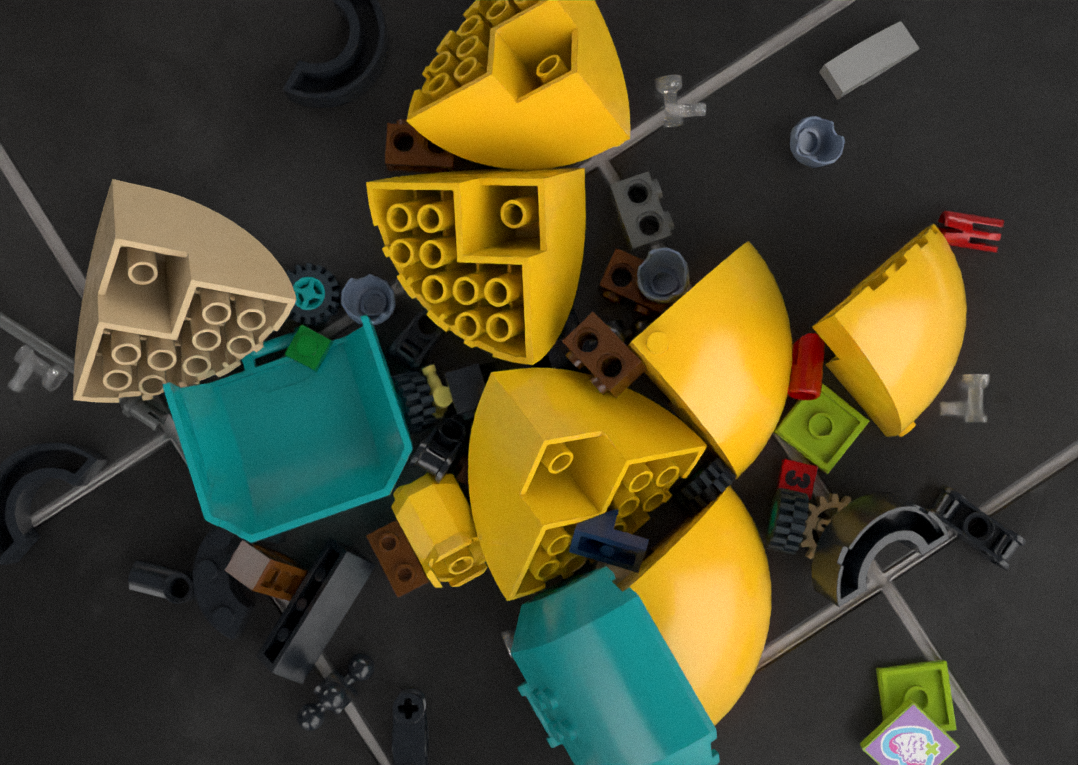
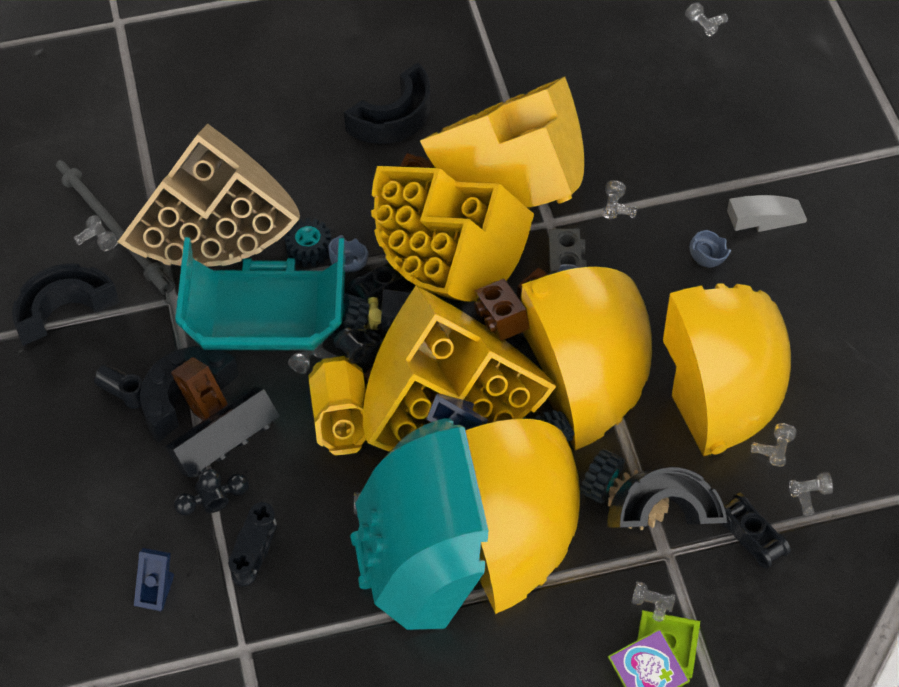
camera: 20 degrees right, 30 degrees down
(308, 348) = (293, 267): green plate -> none
(397, 558) = (299, 418): reddish brown brick -> none
(797, 477) = (630, 456): red tile -> none
(807, 368) = (653, 383): red arm -> none
(821, 428) = (653, 432): lime tile -> none
(899, 652) = (662, 602): none -> clear piece
(963, 230) = (810, 335): red arm -> none
(1014, 450) = (822, 483): none -> clear piece

